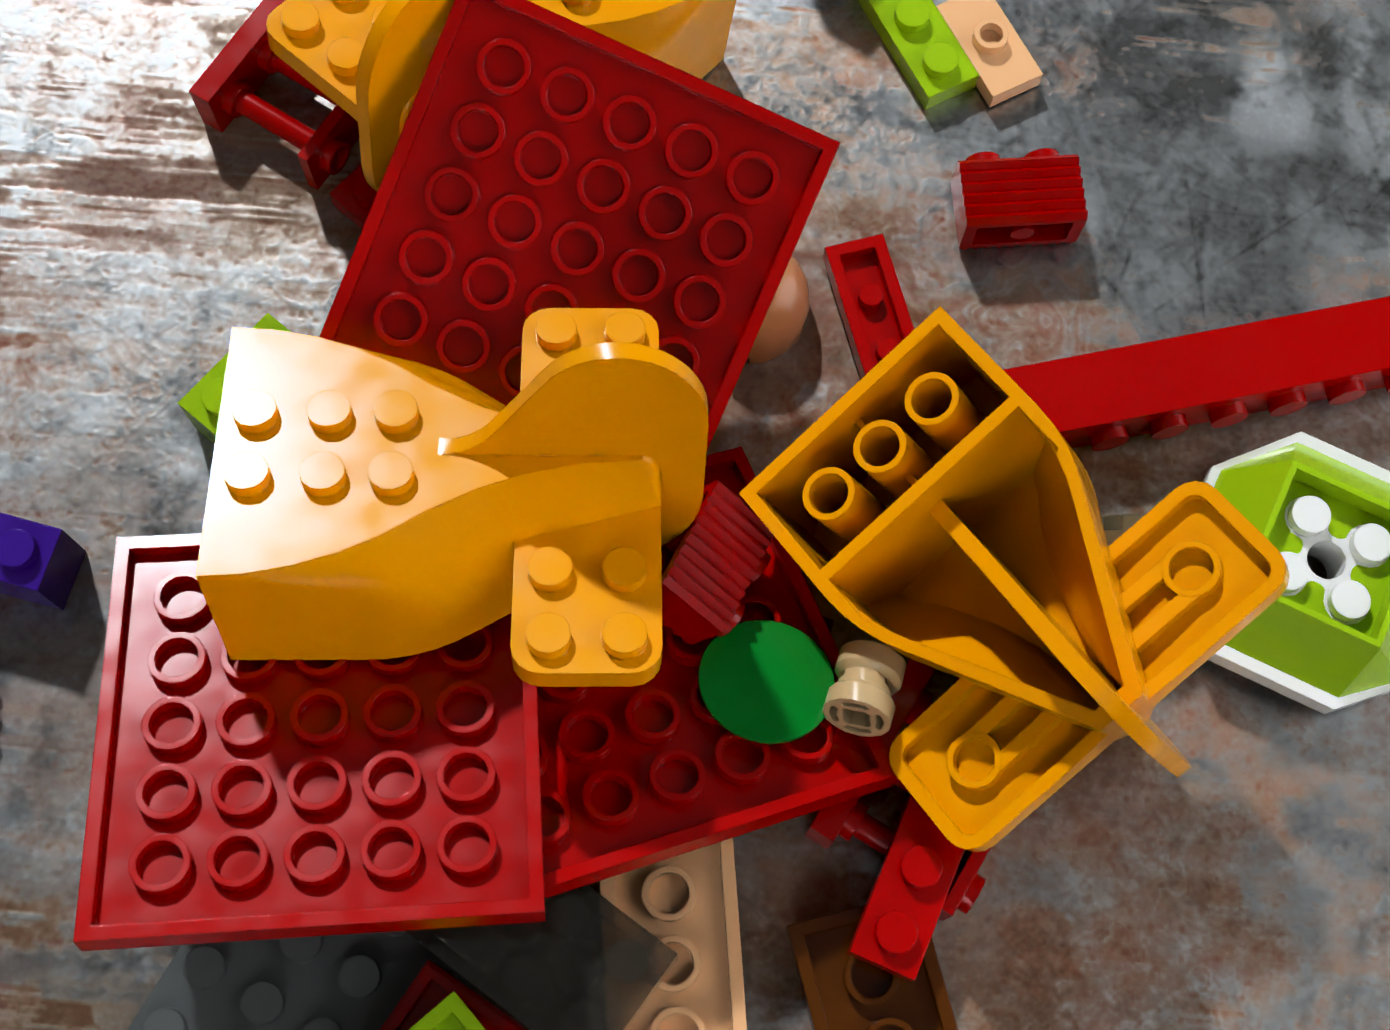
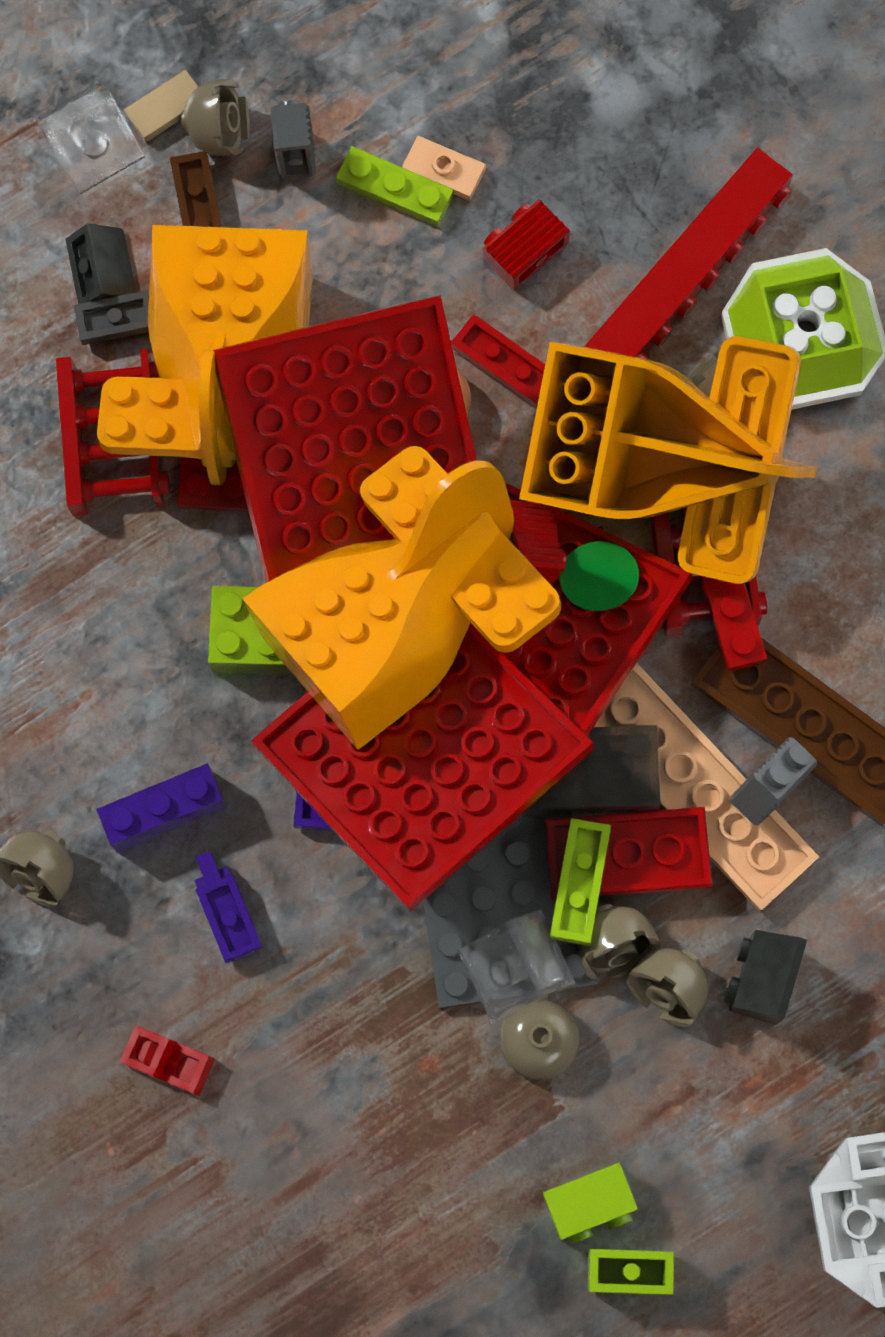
camera: 30 degrees left, 5 degrees up
(862, 696) = (648, 547): tan wheel -> none

